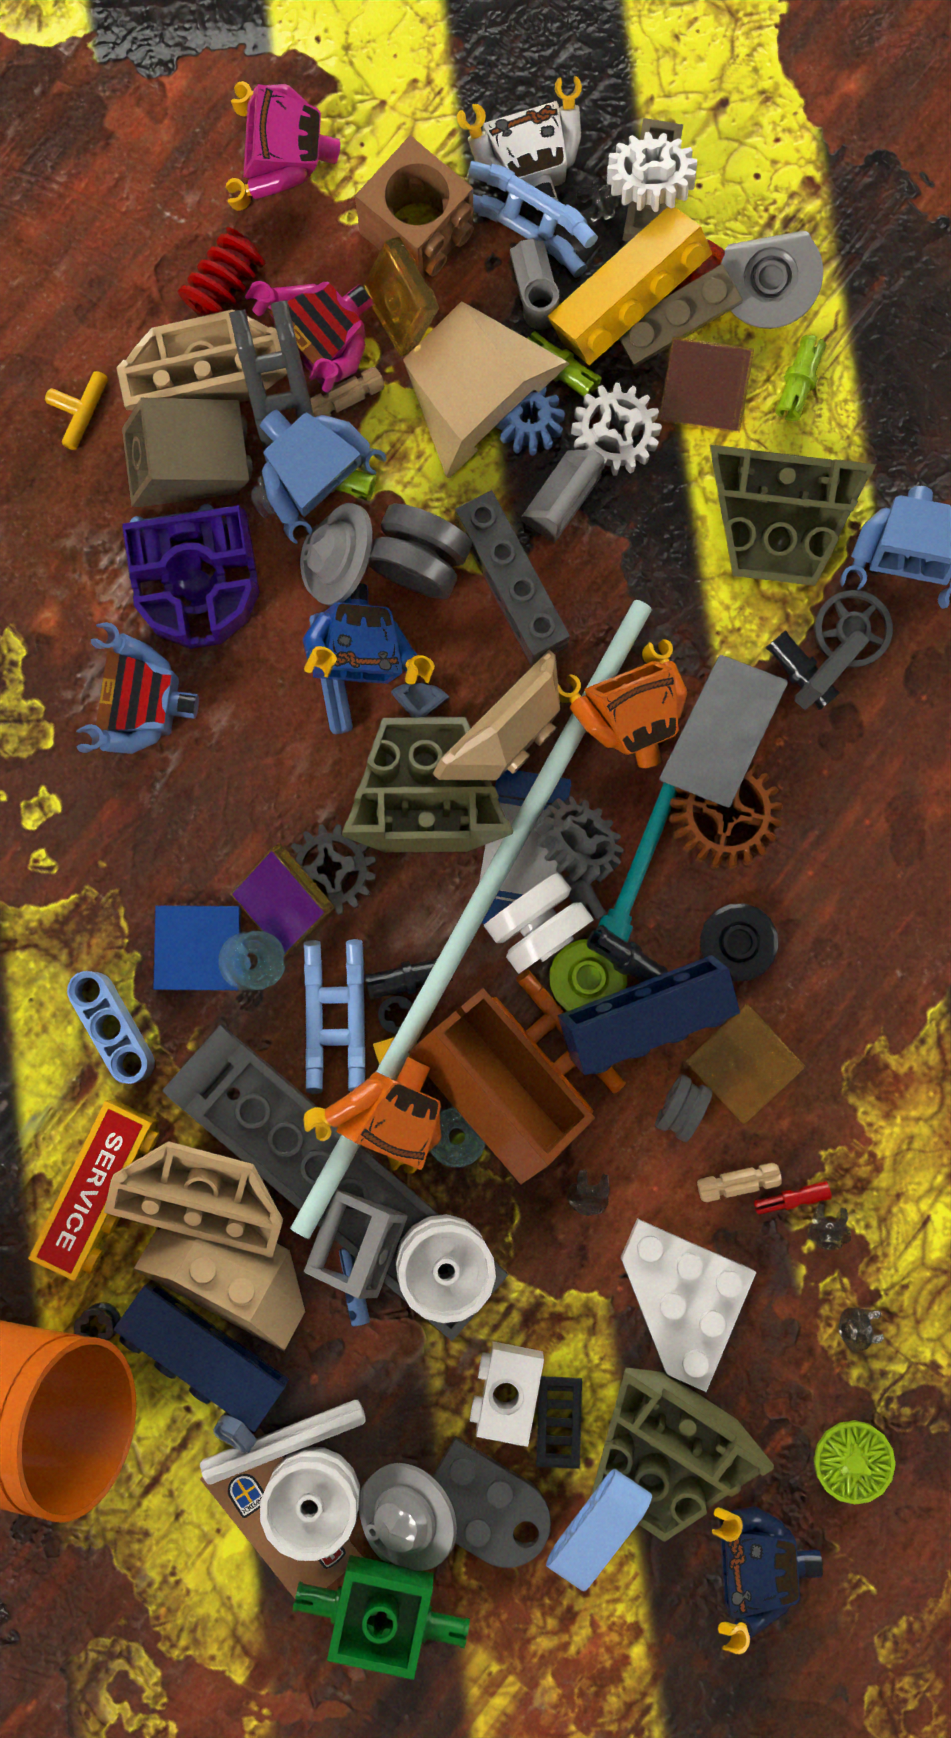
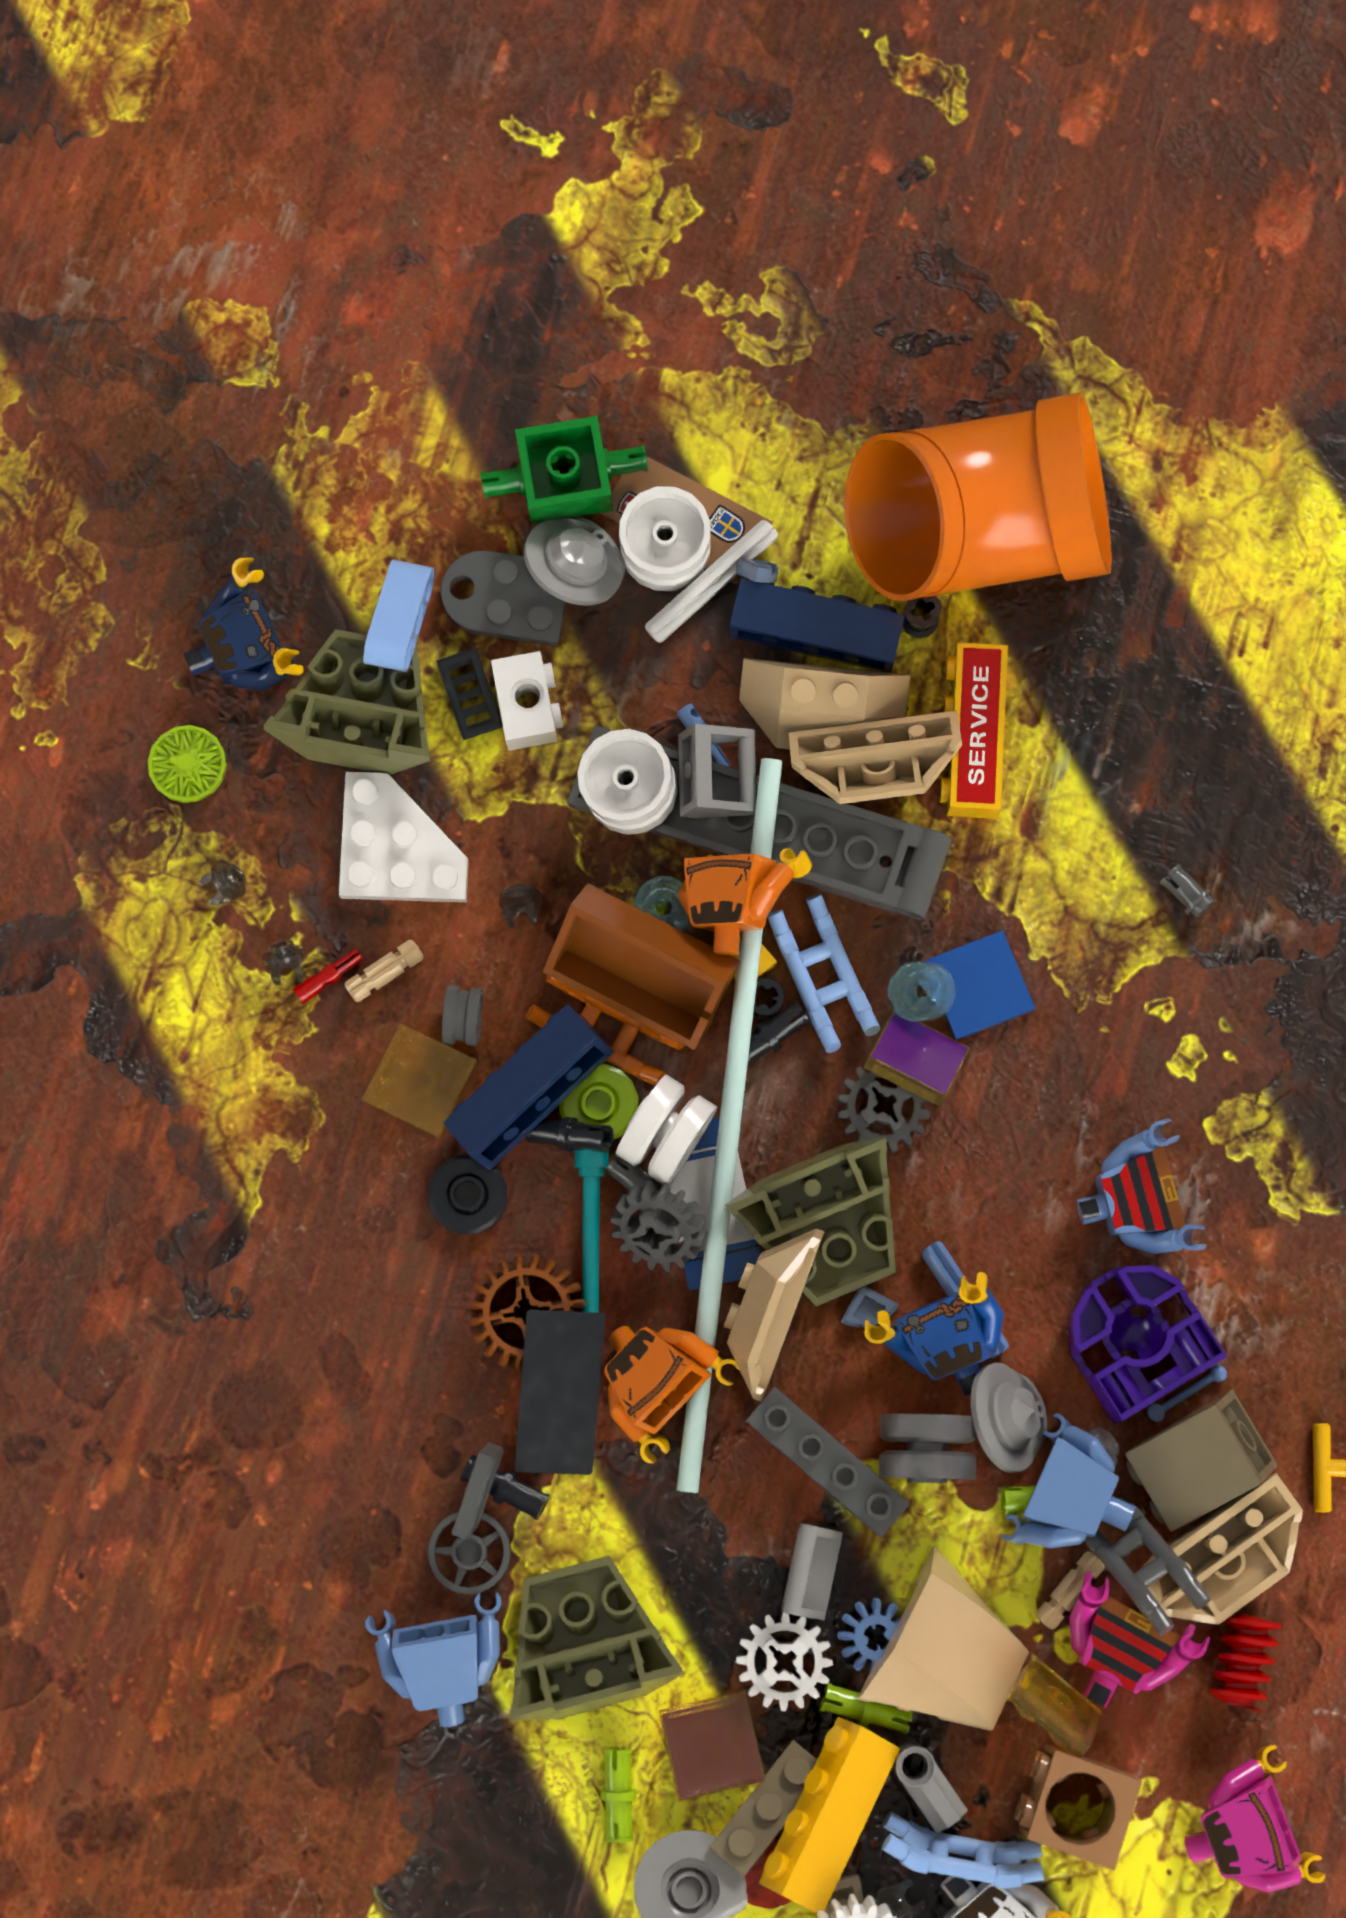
camera: 165 degrees right, 5 degrees down
(94, 1014) = (1018, 860): light blue beam -> none

